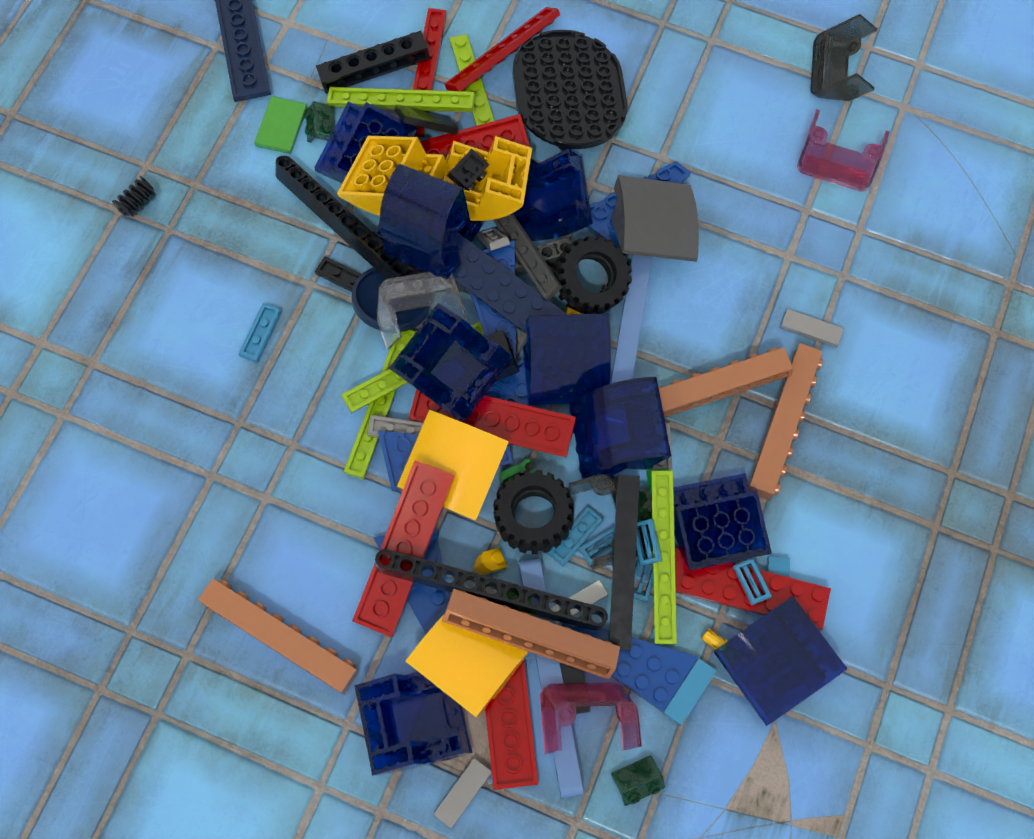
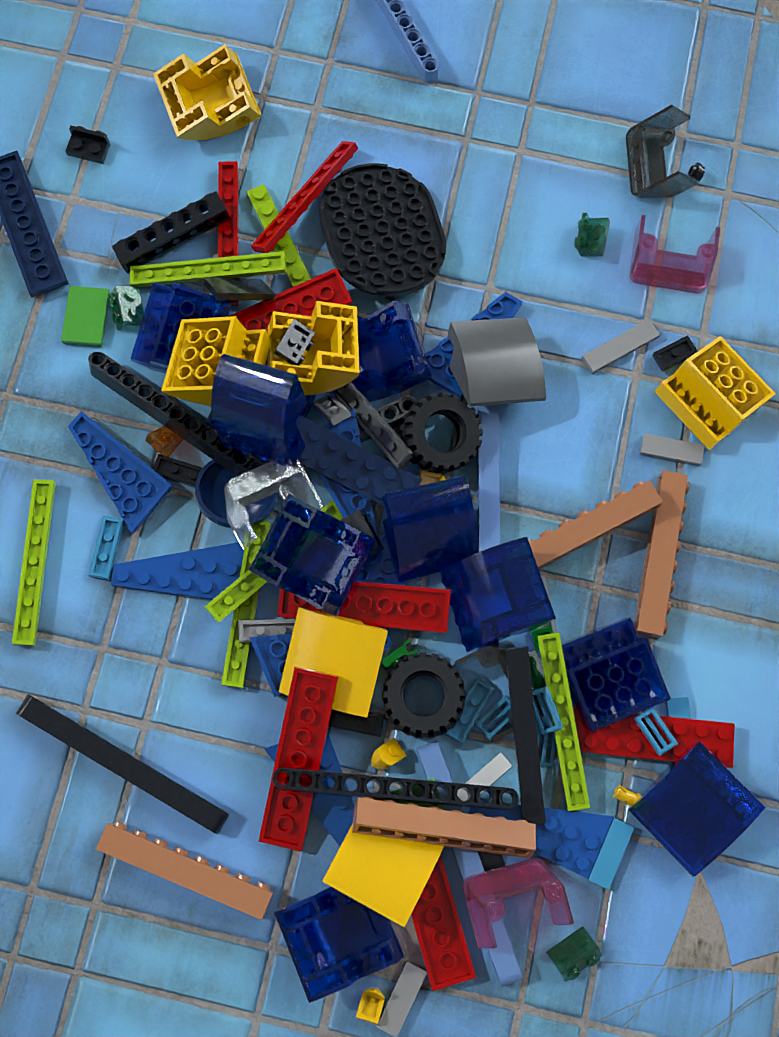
camera: 10 degrees left, 5 degrees up
(190, 335) = (34, 563): none -> lime plate
(239, 529) = (123, 764): none -> black beam
(290, 272) = (126, 478): none -> blue wing
(326, 367) = (189, 573): none -> blue wing
(331, 244) = (164, 441): none -> clear orange slope
(431, 793) = (370, 1005): none -> yellow plate
(464, 527) = (371, 725): none -> black tile
(766, 123) = (591, 235): none -> clear green bracket
(777, 227) = (620, 346): none -> light grey tile
(828, 241) = (674, 353): none -> black plate
(861, 281) = (714, 392): none -> yellow slope
(877, 81) = (696, 171): none -> black plate

